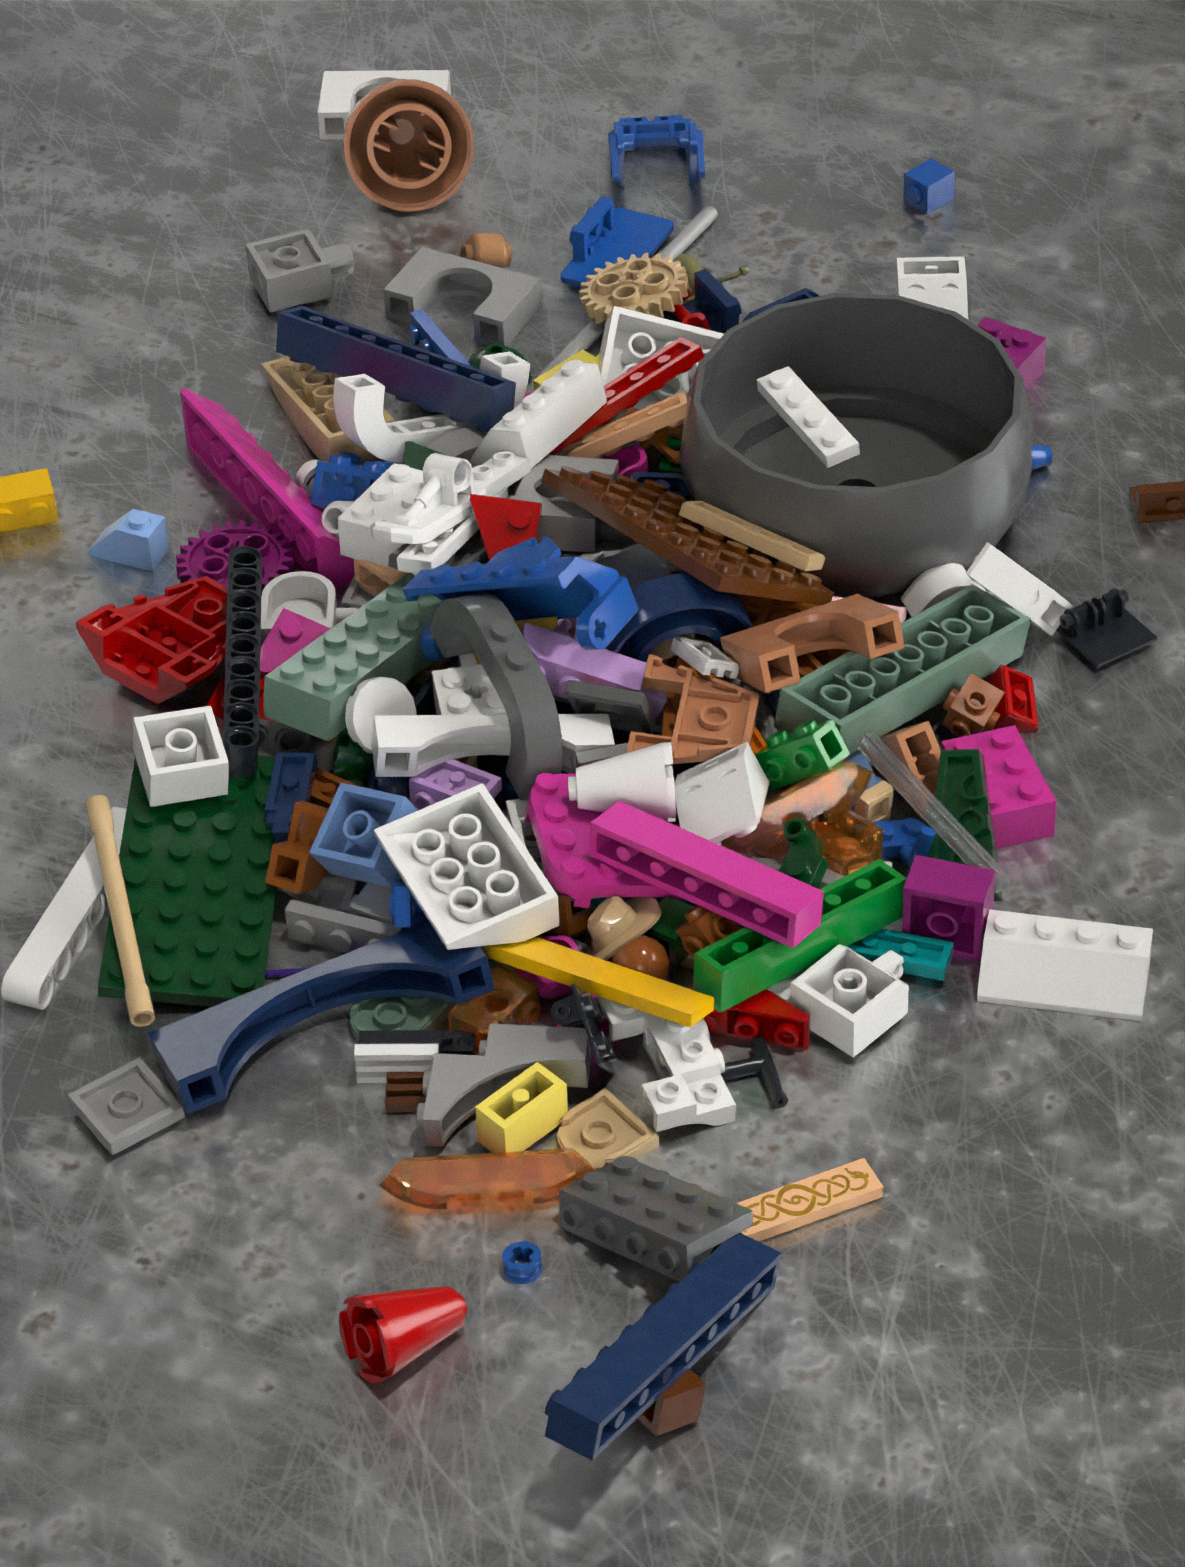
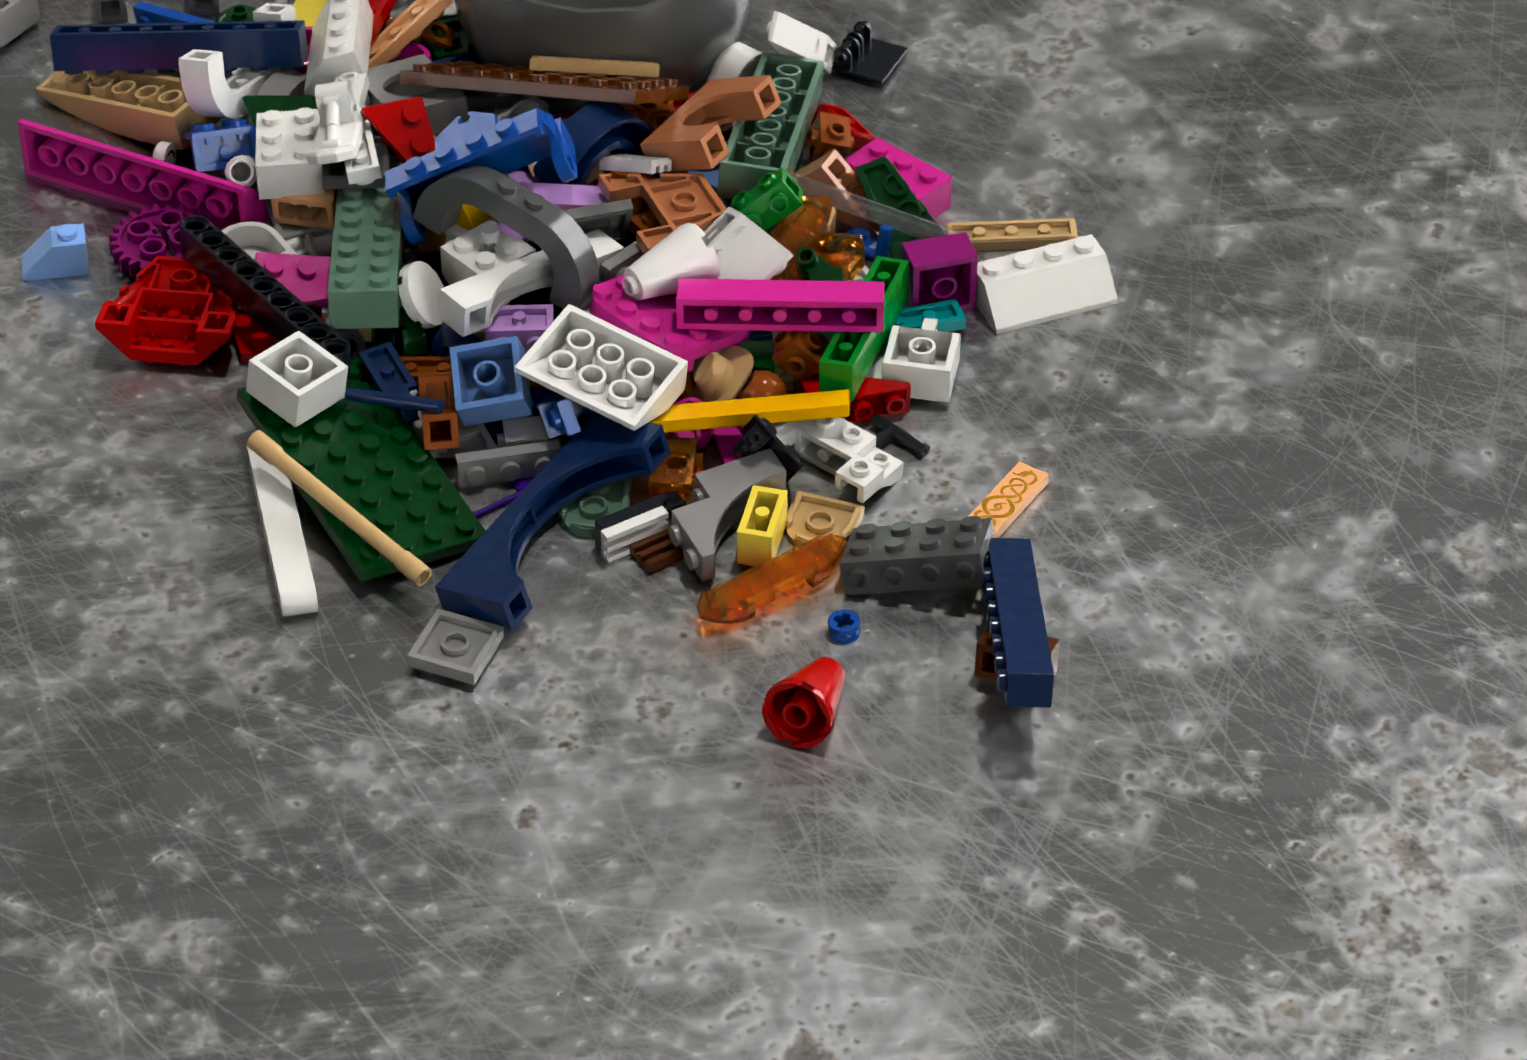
camera: 35 degrees left, 0 degrees up
(265, 817) = (394, 400): none -> dark blue bar
(1088, 893) = (1016, 233): none -> tan tile

